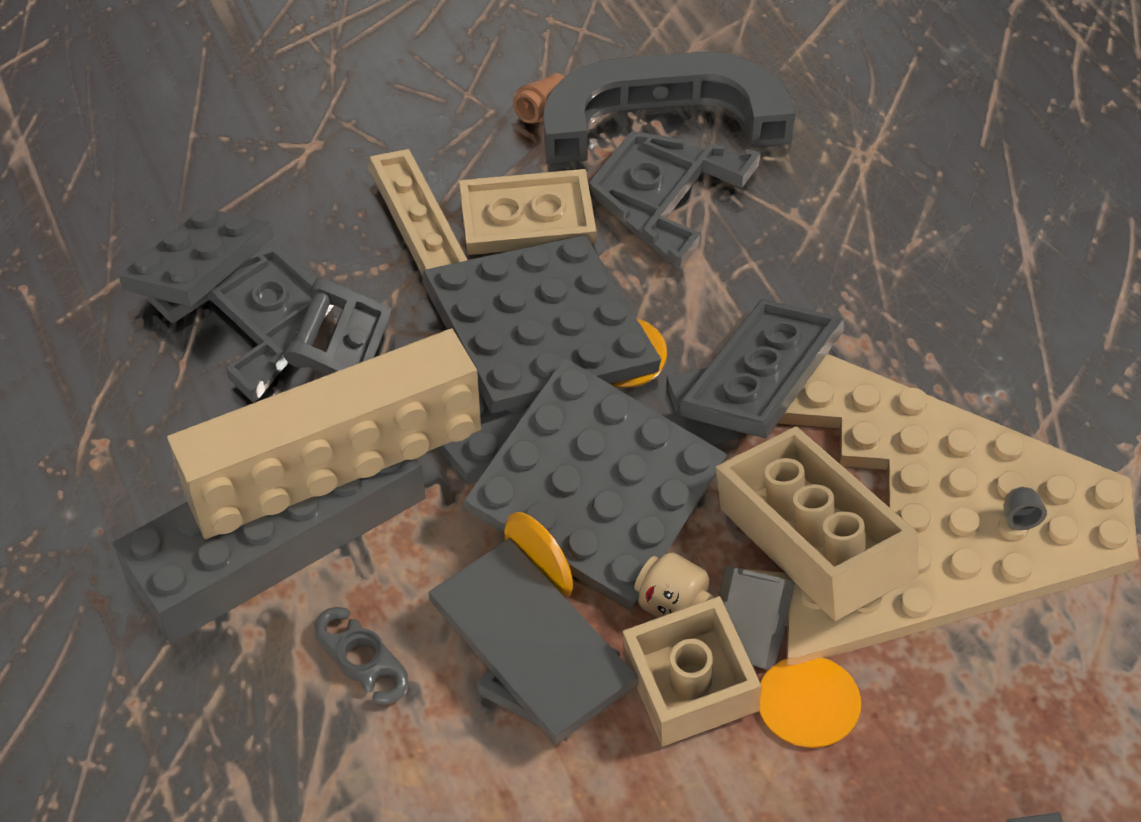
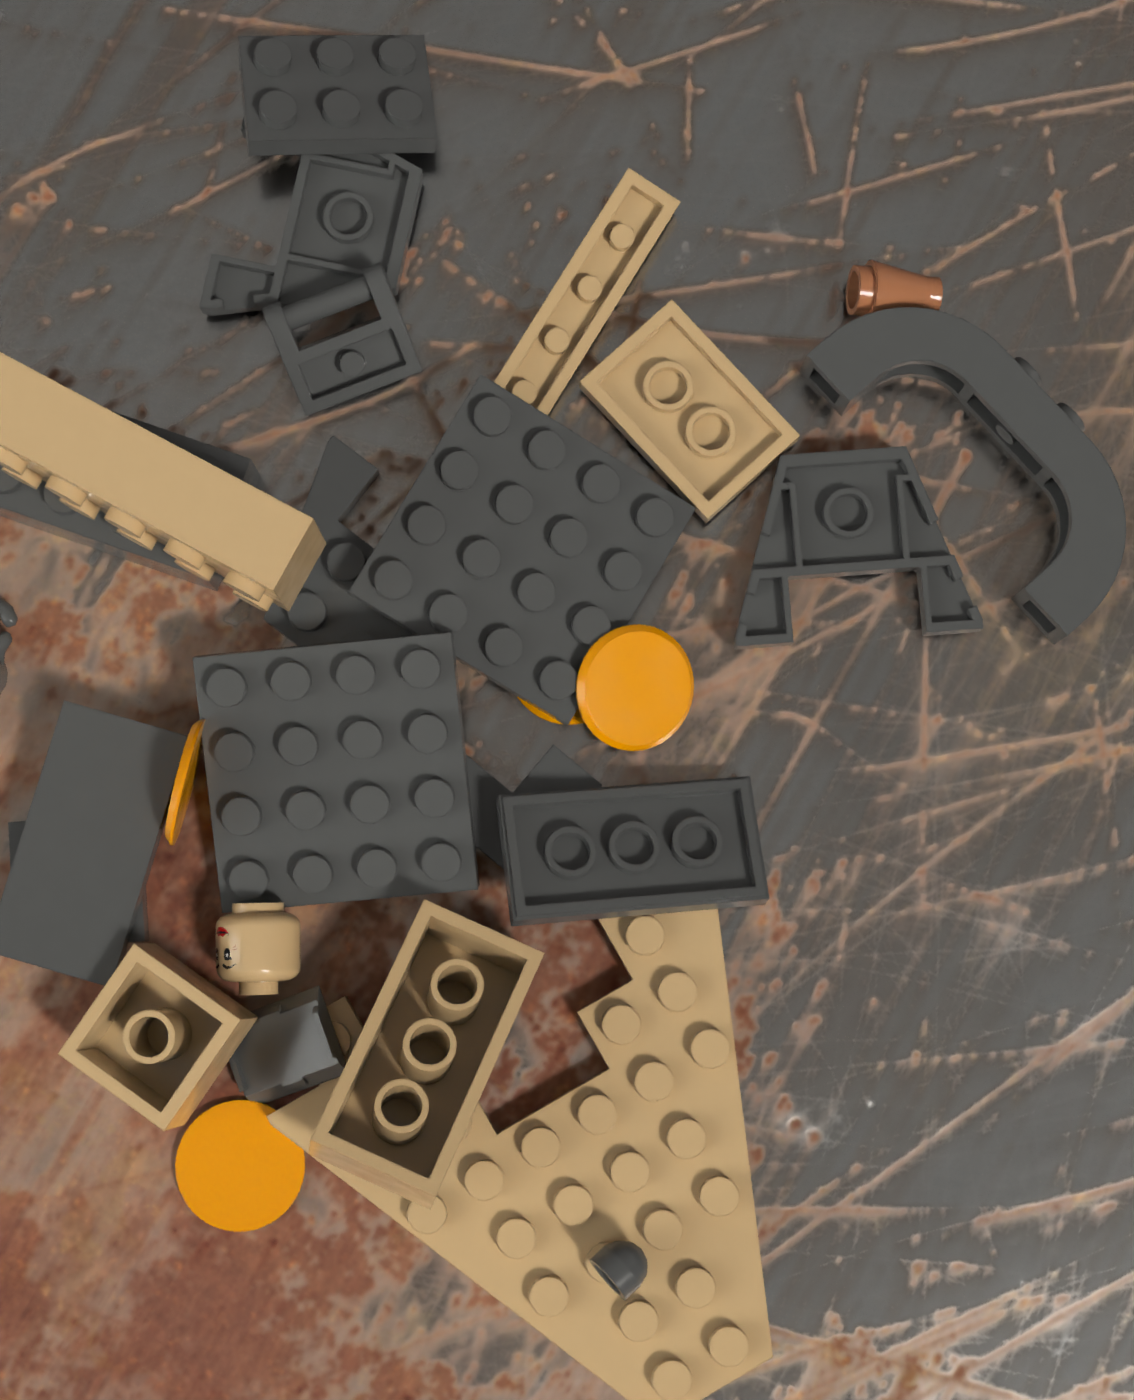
camera: 50 degrees right, 30 degrees up
(665, 319) = (634, 687): none -> light orange piece

